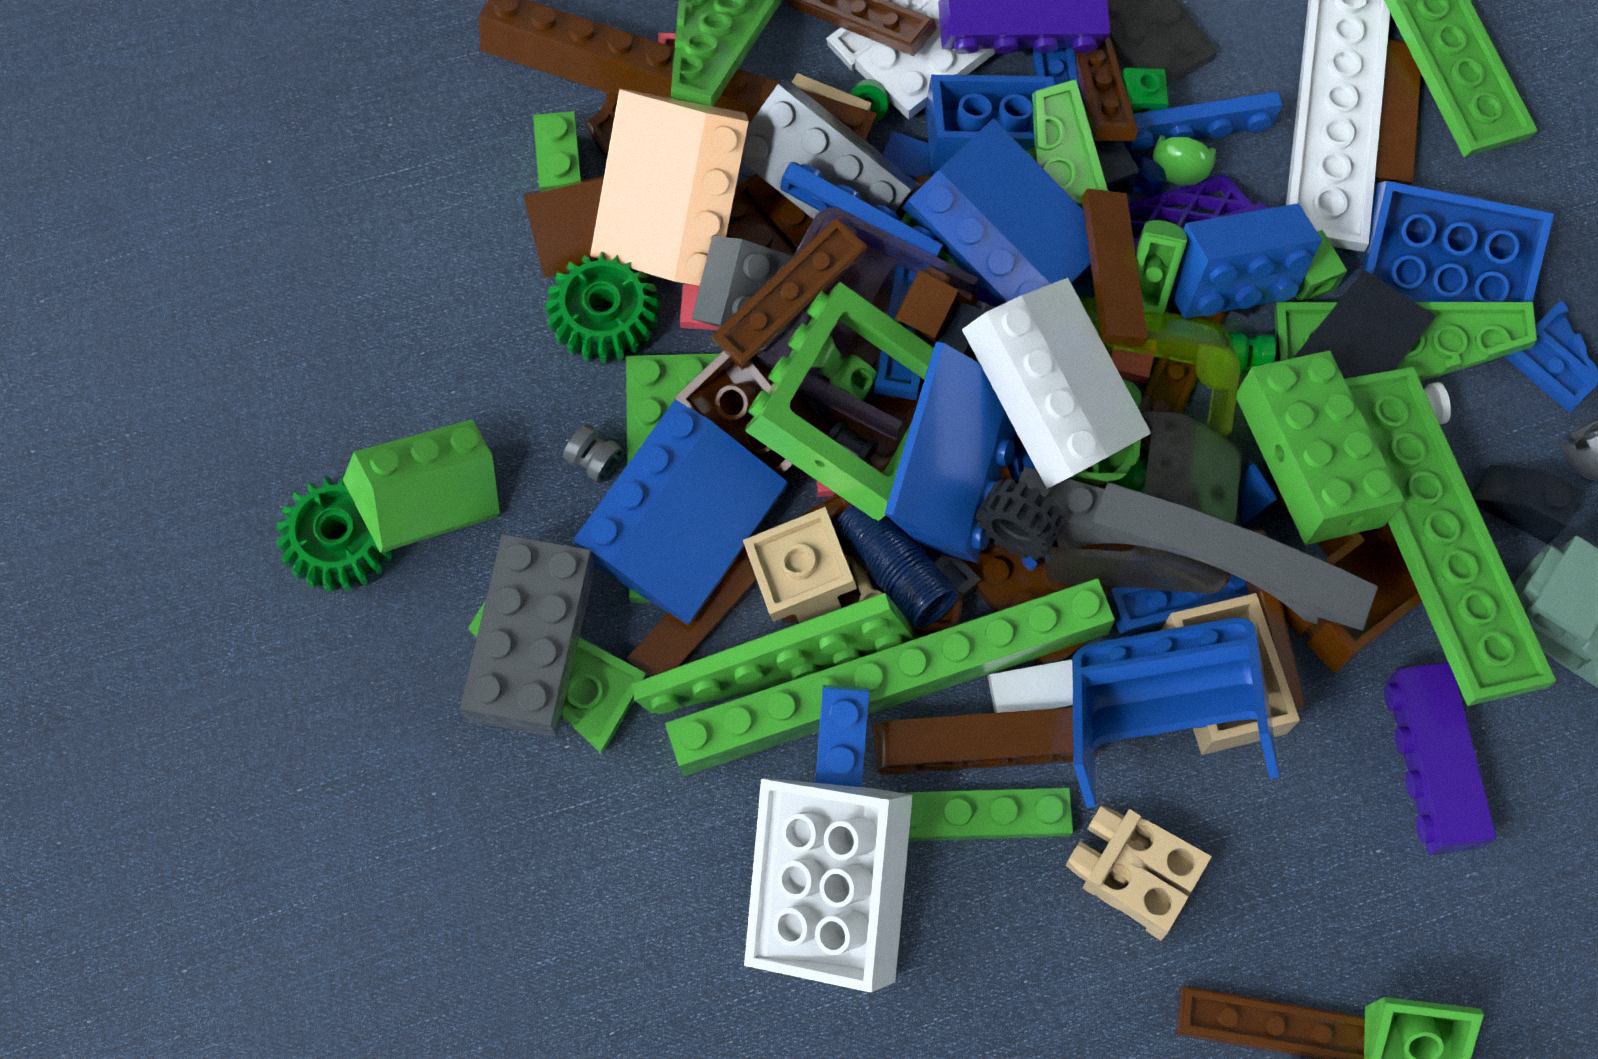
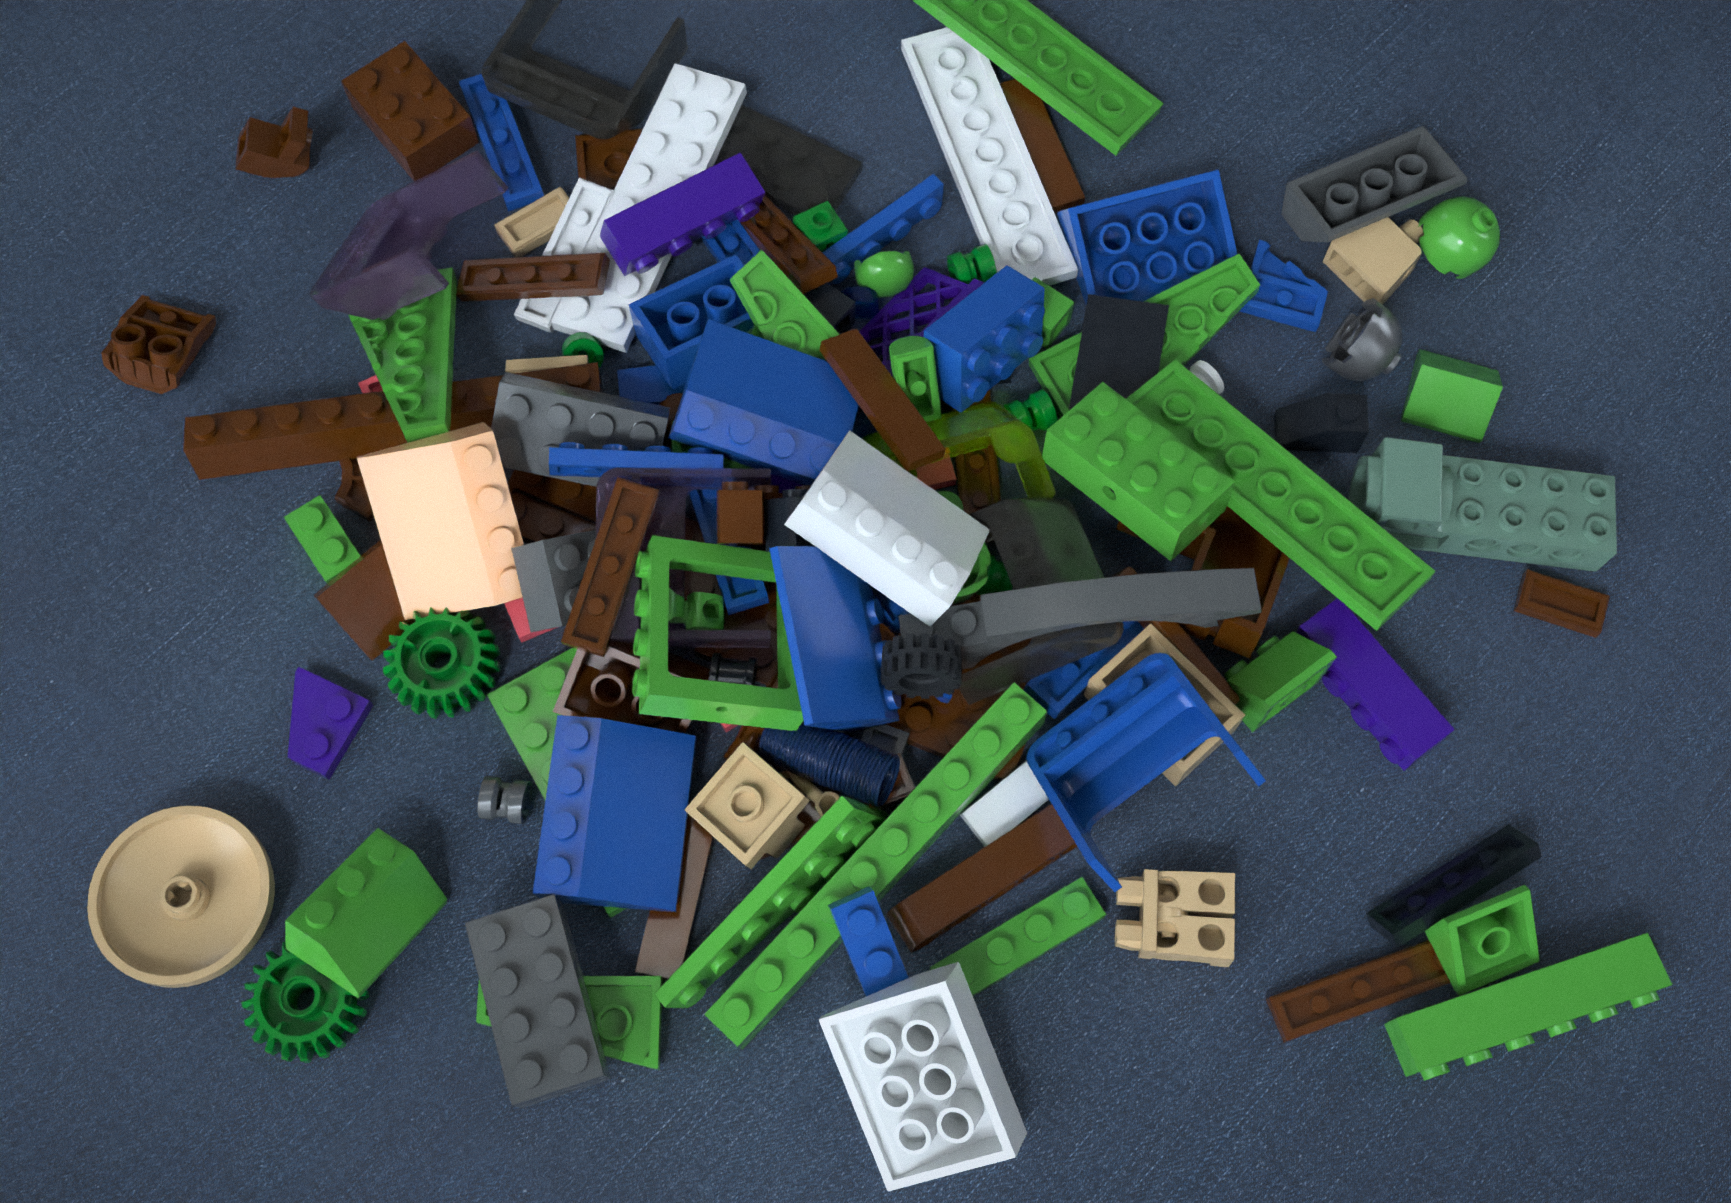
camera: 25 degrees left, 0 degrees up
(281, 393) = (181, 896): none -> tan dish
(475, 309) = (323, 722): none -> dark purple wing
(1255, 496) = (1101, 535): blue slope -> none
(1269, 191) = (976, 264): none -> green wheel
(1351, 705) = (1277, 676): none -> bright green slope
(1417, 979) = (1453, 885): none -> black plate

